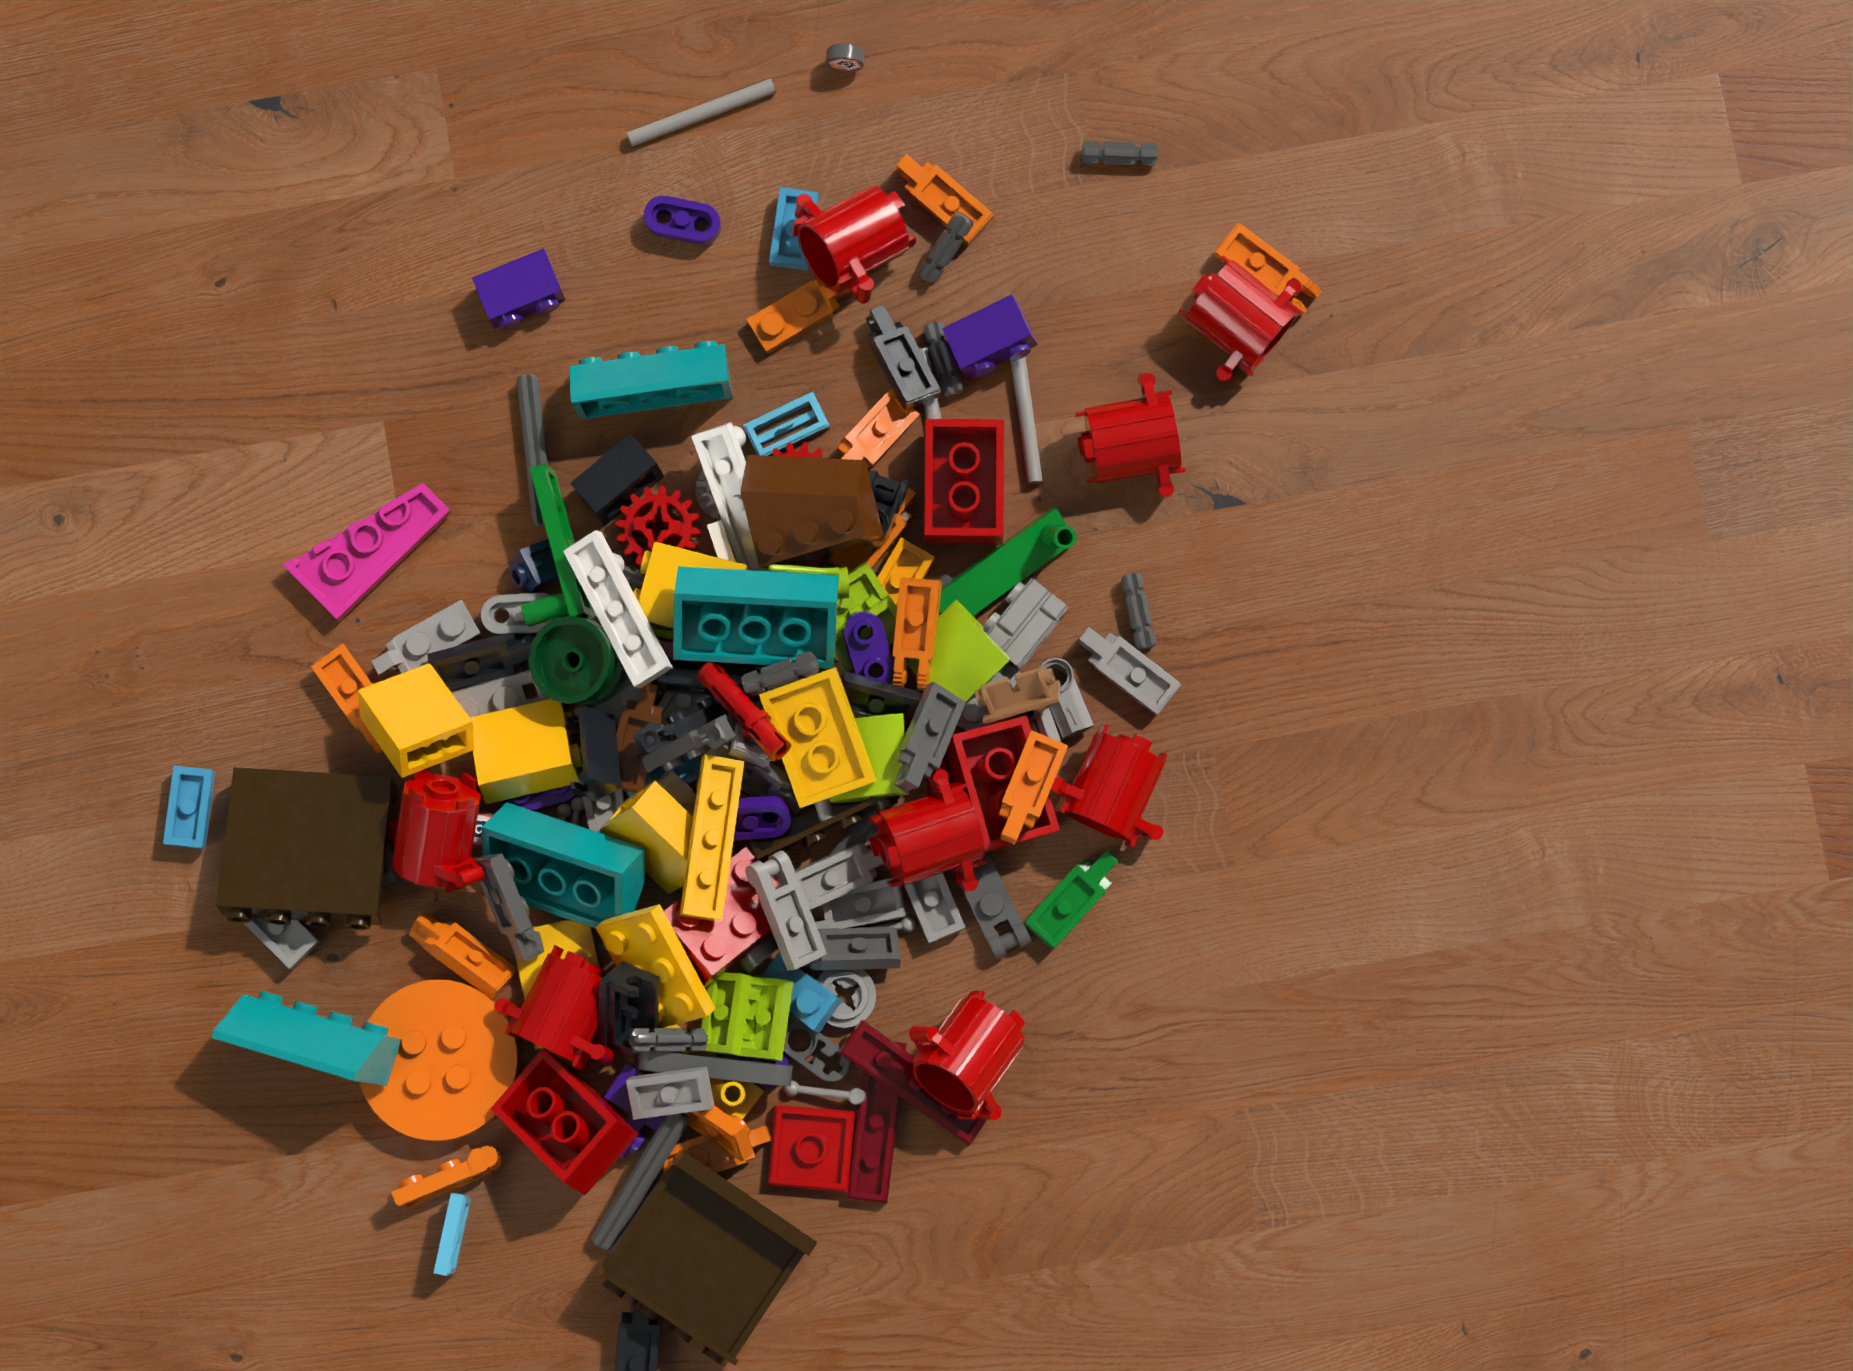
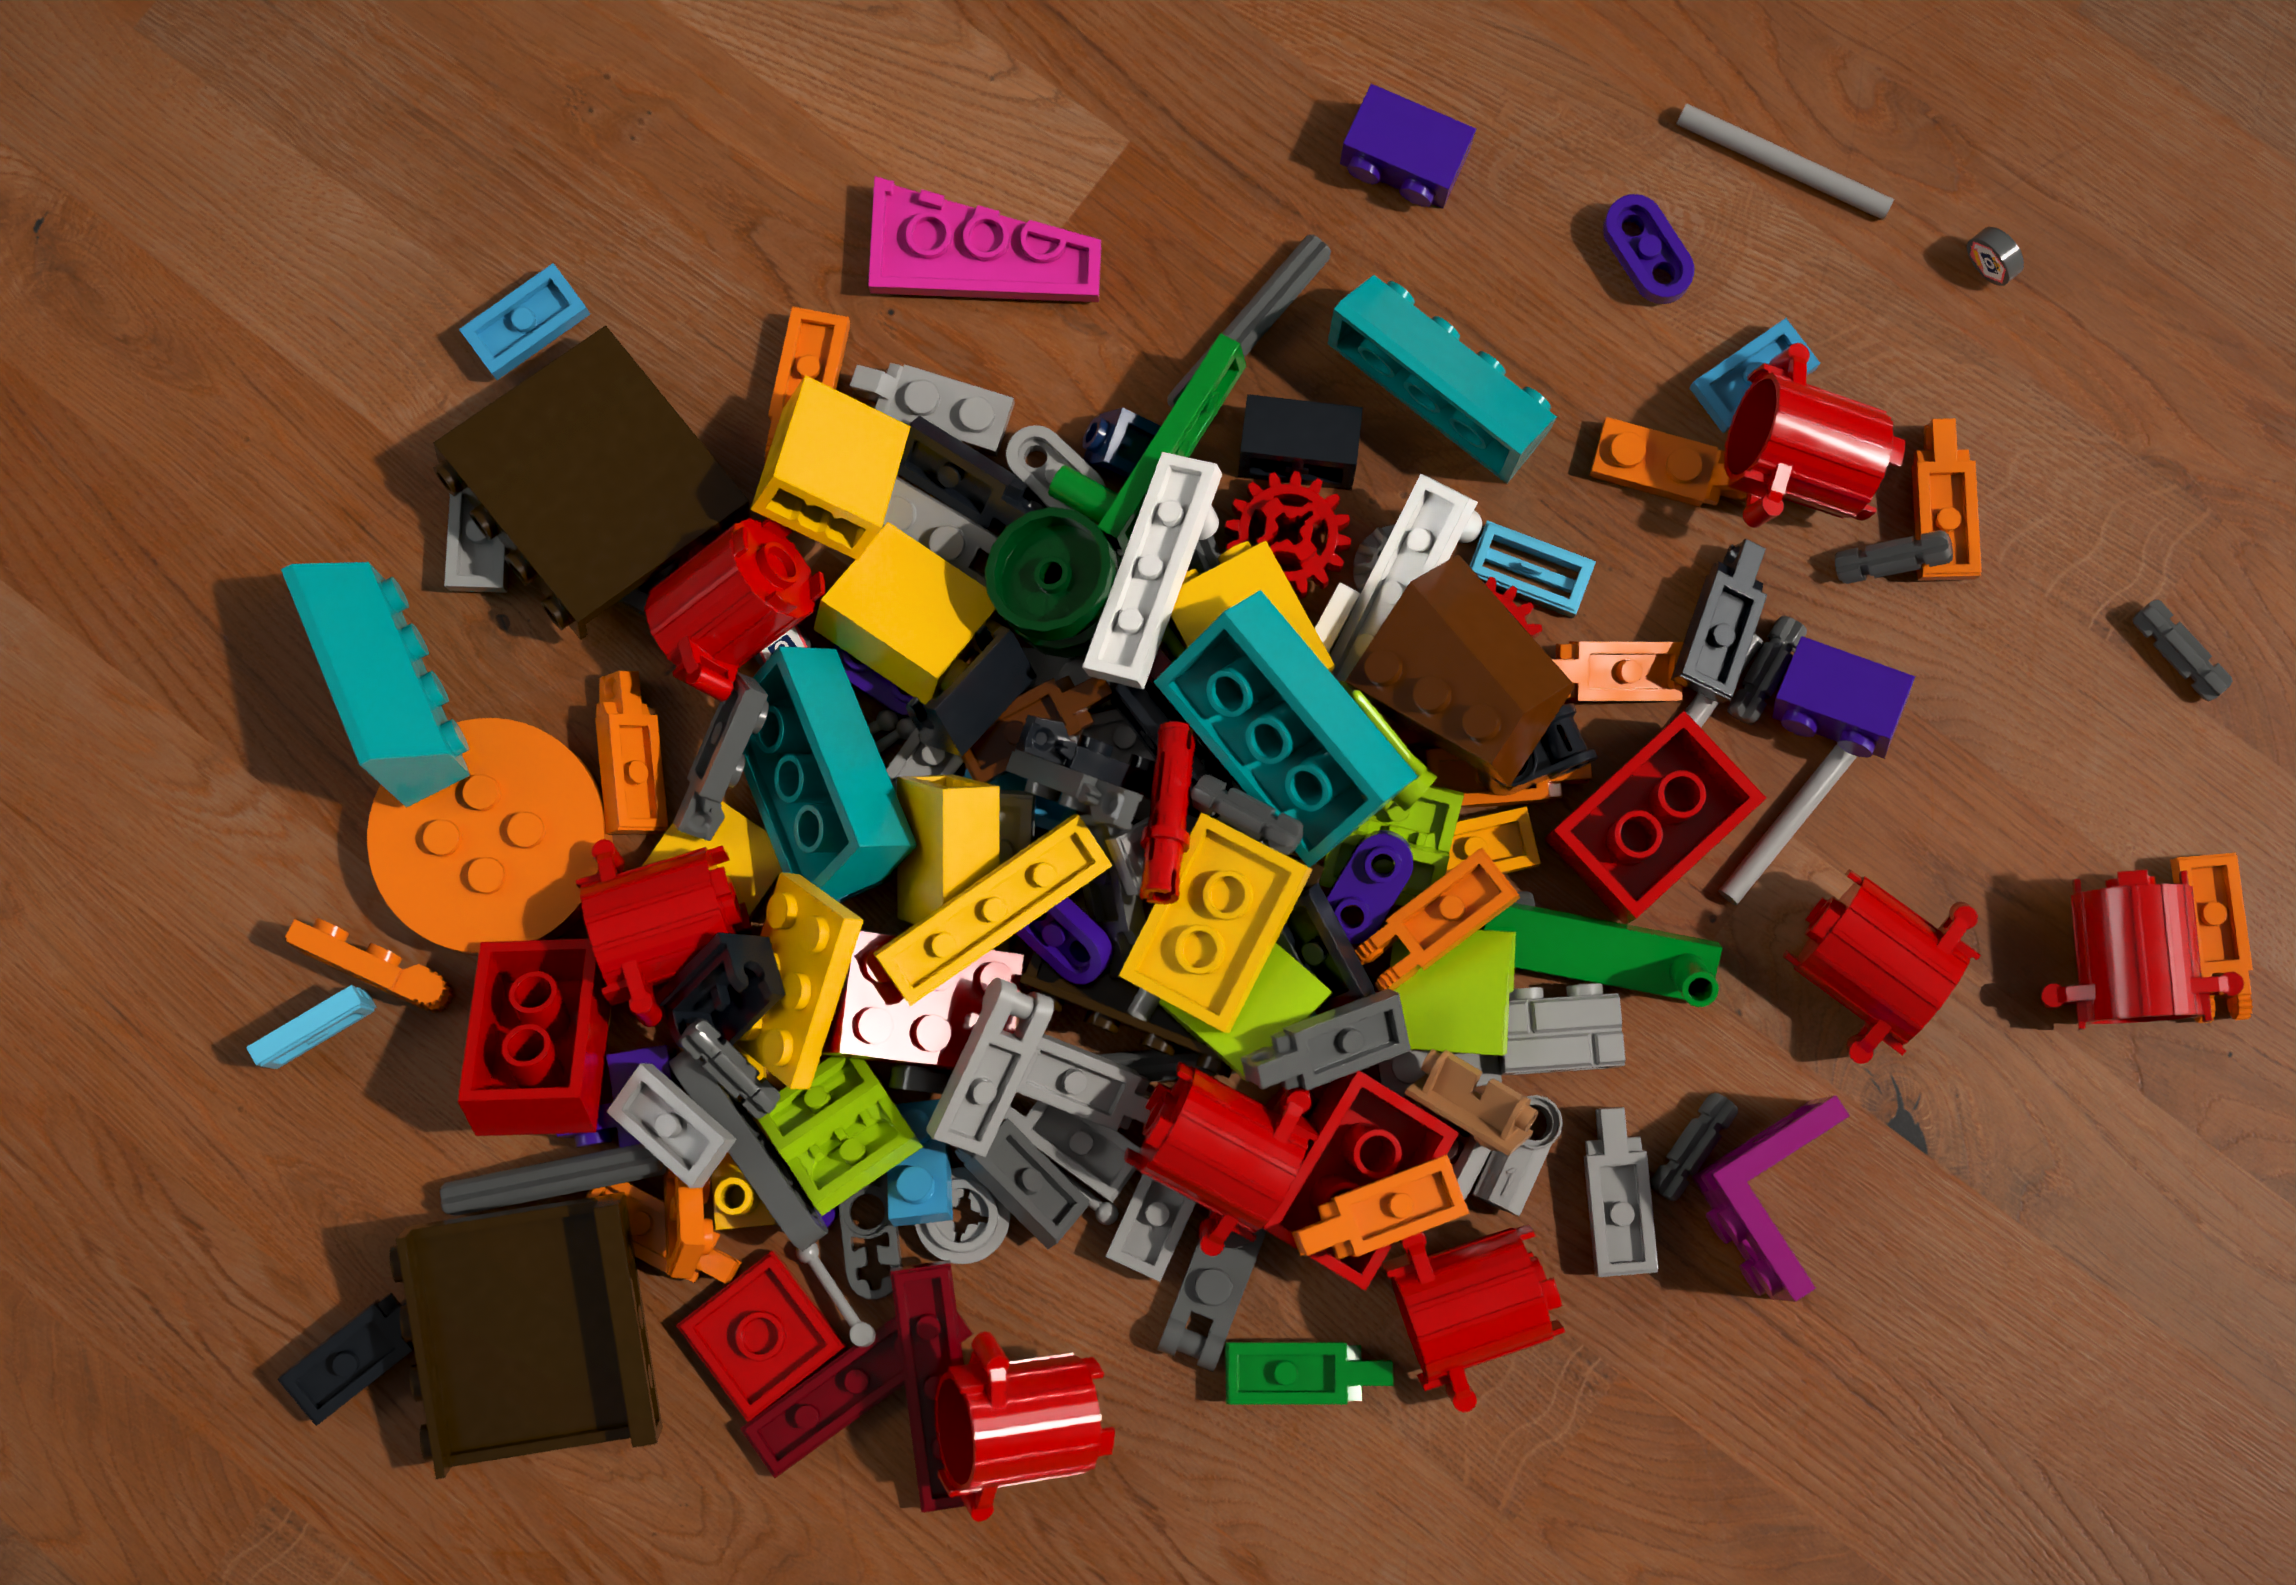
camera: 45 degrees right, 0 degrees up
(1192, 619) = (1740, 1215): none -> magenta bracket

